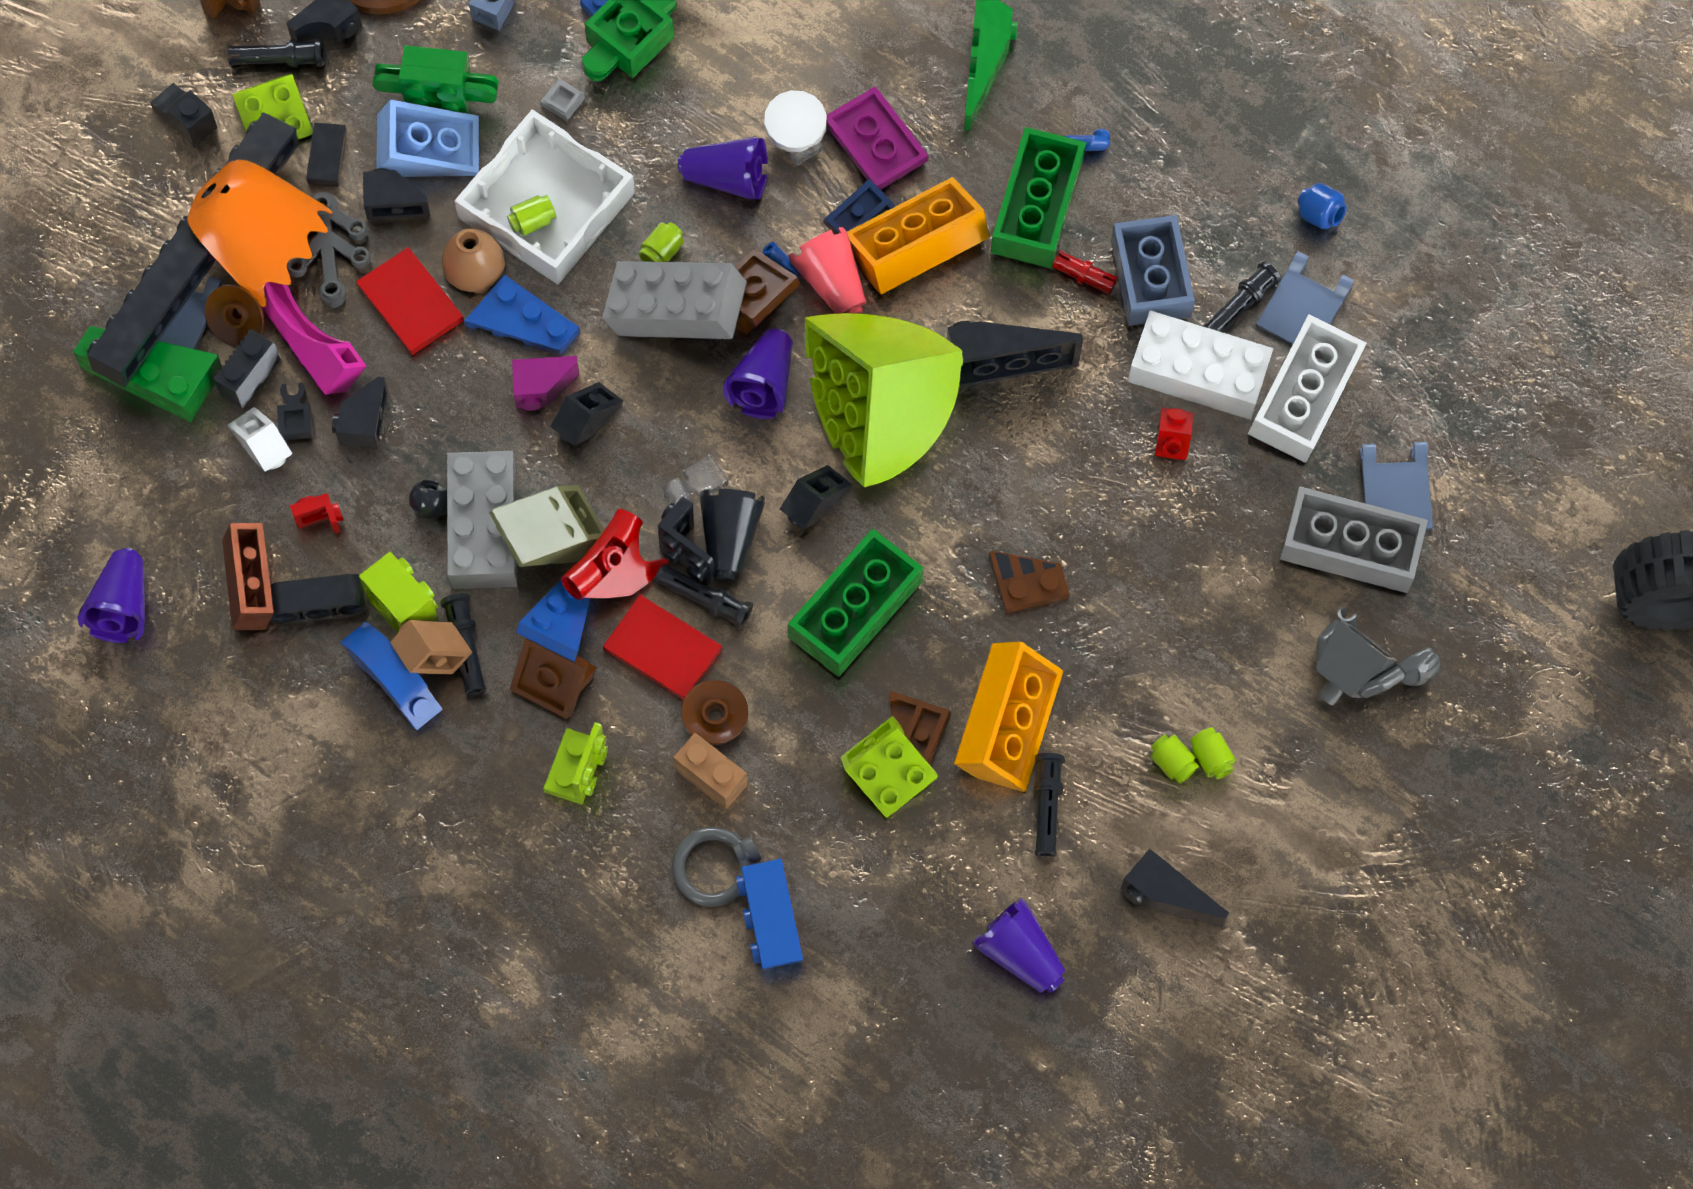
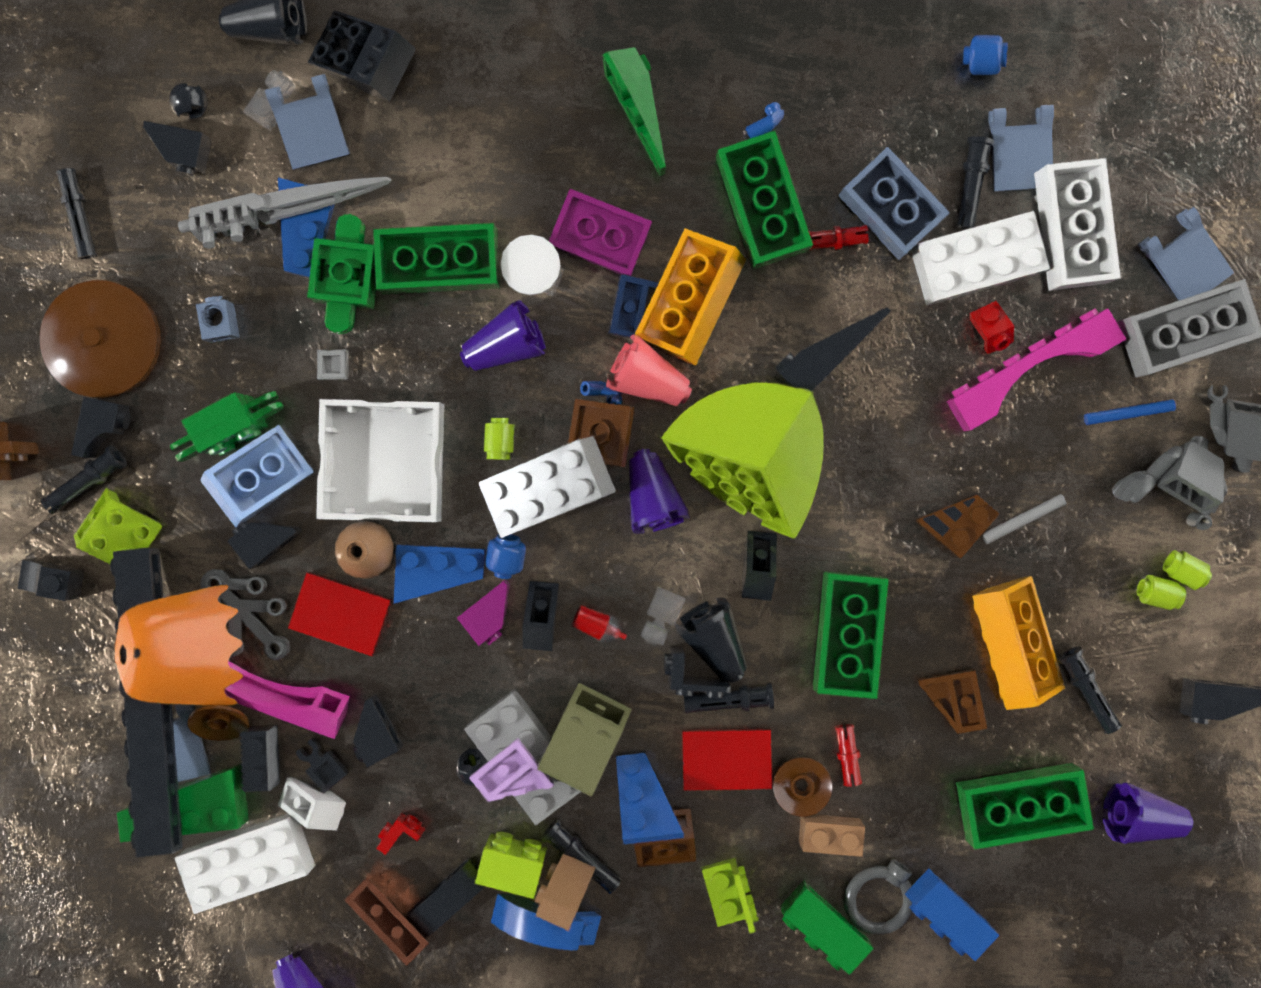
camera: 30 degrees left, 20 degrees up
(163, 447) = (244, 862): none -> white brick
(326, 154) = (185, 536): black tile -> none
(461, 507) = (510, 773): none -> lavender wing
(531, 215) = (382, 484): lime brick -> none
(594, 342) = (505, 556): none -> blue head
(613, 562) = (650, 729): red pin -> none
(632, 454) = (597, 625): none -> red piece
(642, 854) = (825, 928): none -> green brick
(718, 67) = (436, 258): none -> green brick
(778, 715) = (848, 755): none -> red pin
(888, 767) = (955, 746): lime bracket -> none
(910, 859) = (1024, 805): none -> green brick
(1090, 615) = (1023, 519): none -> light grey bar
(1253, 586) = (1129, 412): none -> blue bar
(1255, 493) = (1088, 338): none -> dark pink arch
(1267, 662) = (1186, 473): none -> dark grey torso

